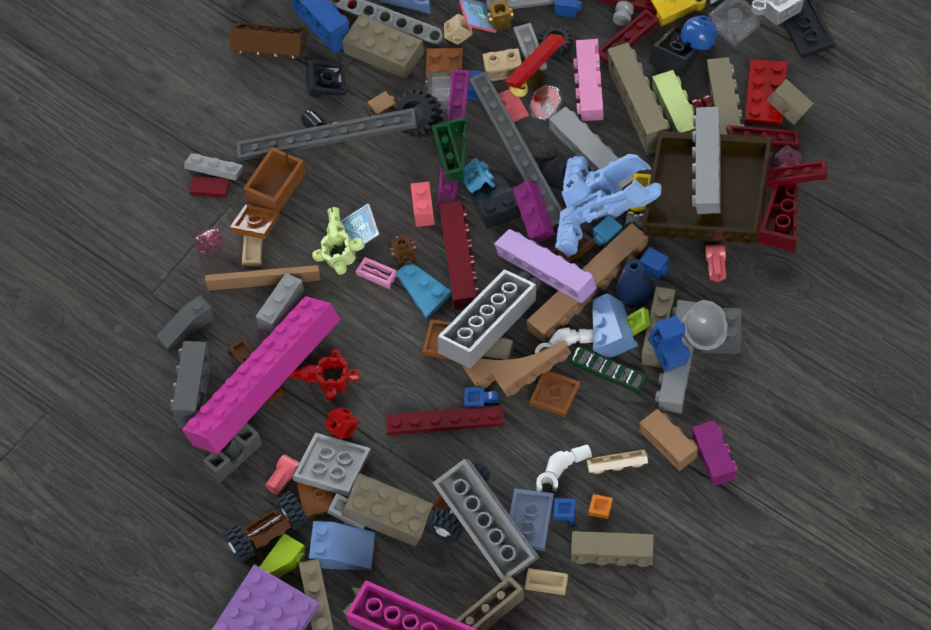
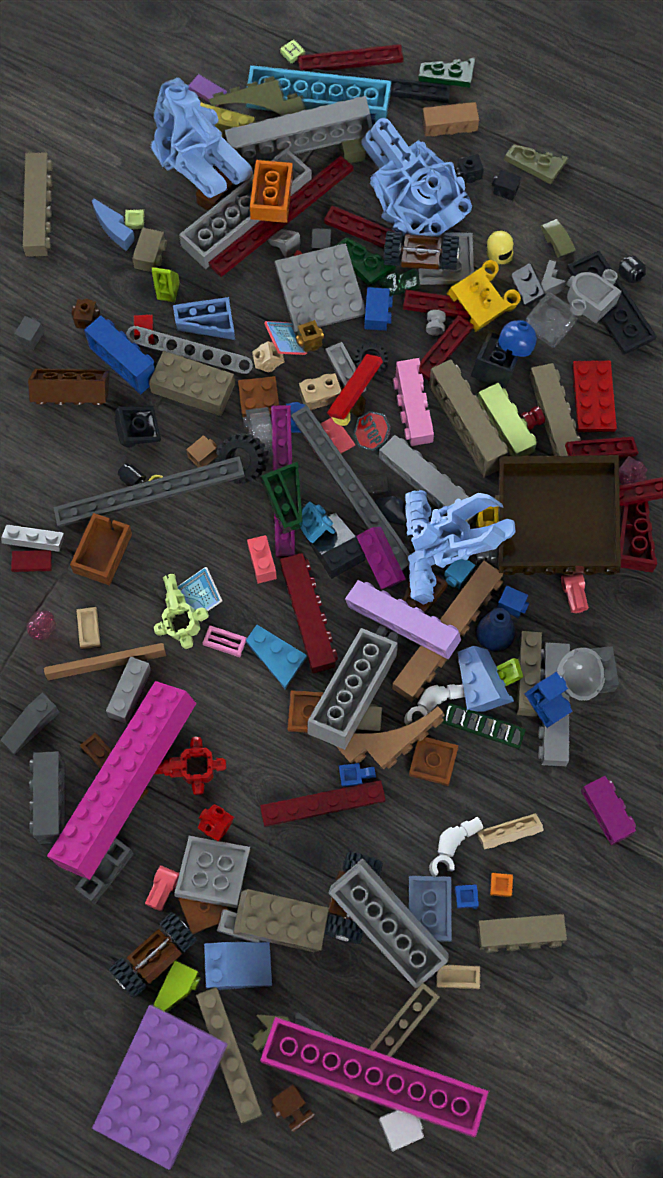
camera: 15 degrees left, 10 degrees up
(255, 221) = (87, 598): dark orange plate -> none
(403, 250) = (249, 614): reddish brown brick -> none
(668, 439) = (559, 800): medium nougat brick -> none
(707, 161) = (558, 488): light grey brick -> none
(790, 101) = (623, 406): dark tan brick -> none

